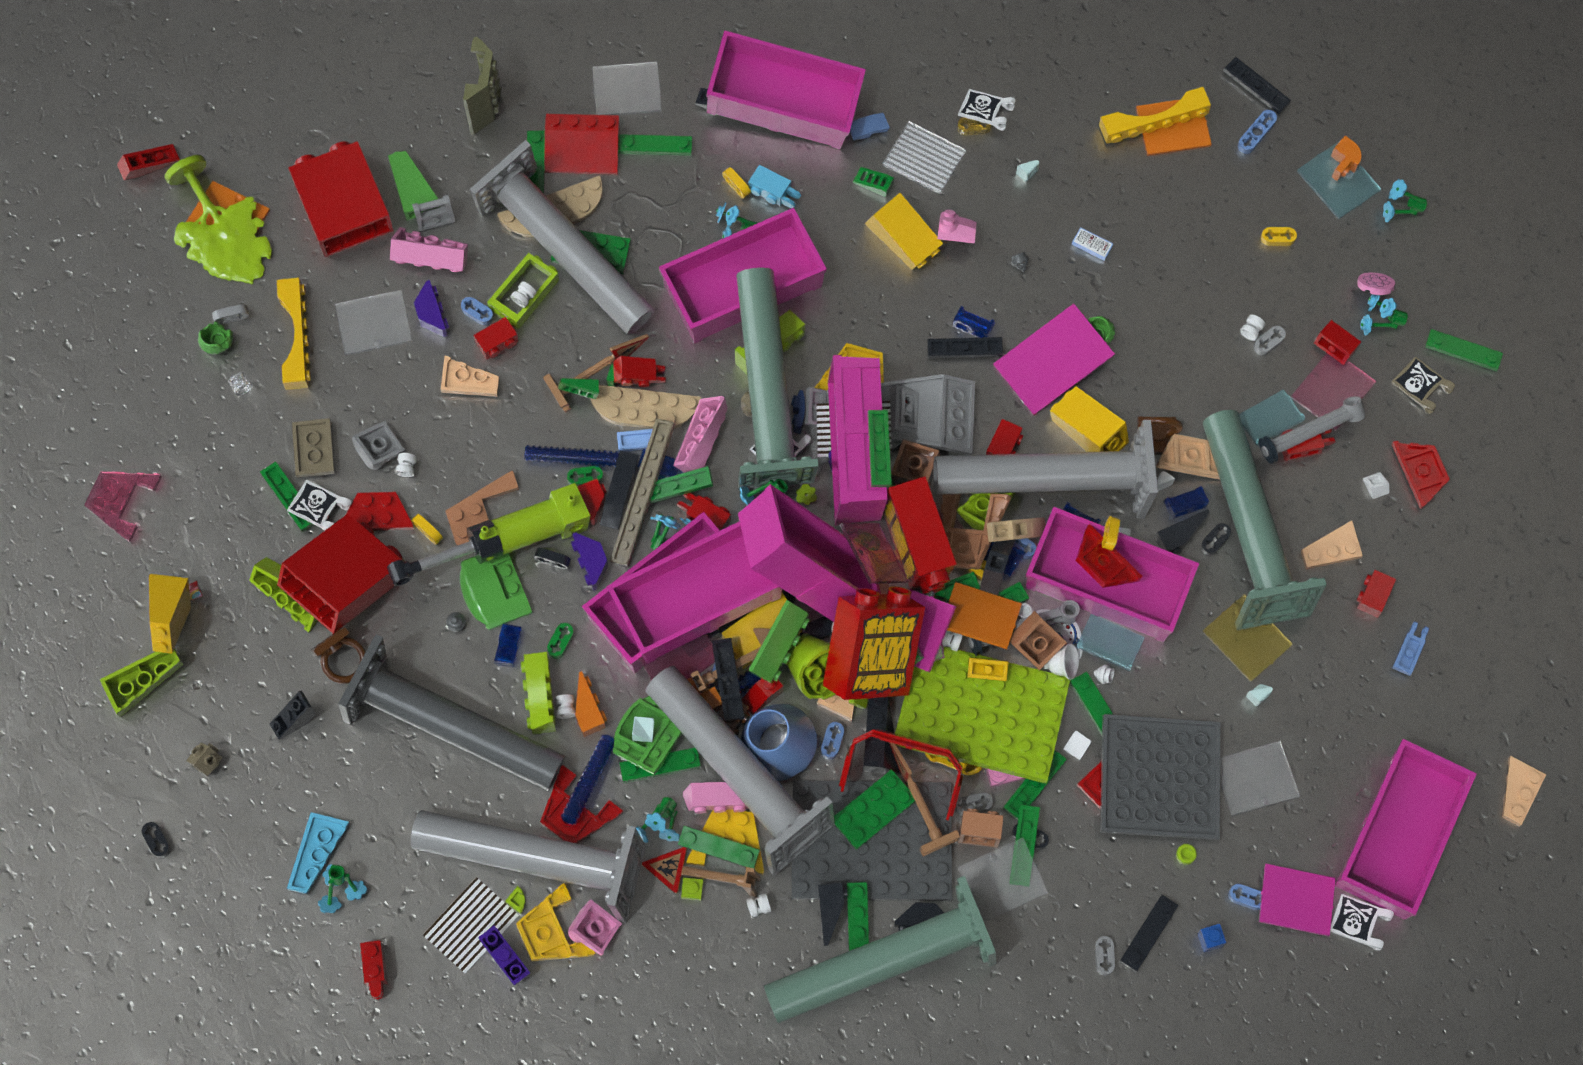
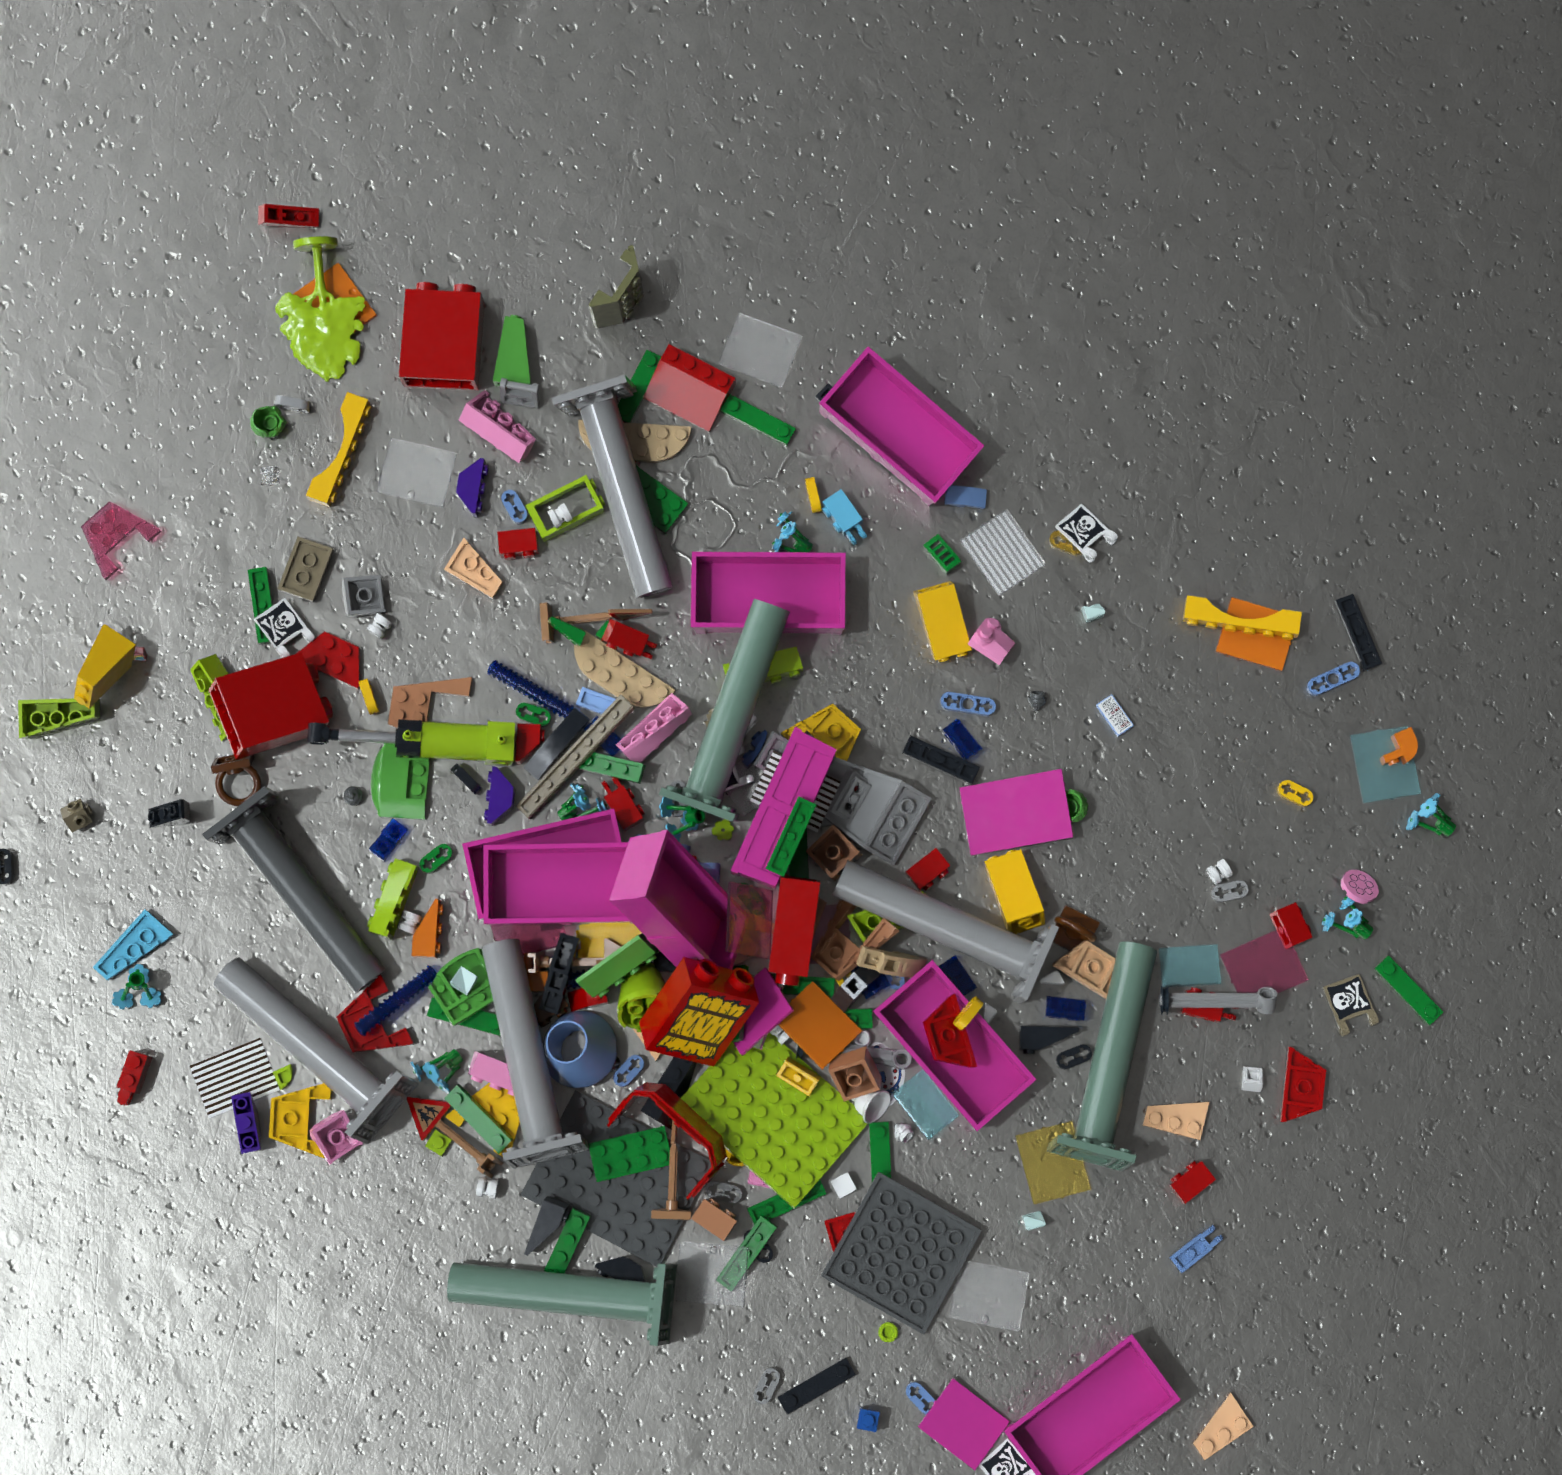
camera: 35 degrees right, 10 degrees up
(966, 285) = (983, 700): none -> medium blue beam

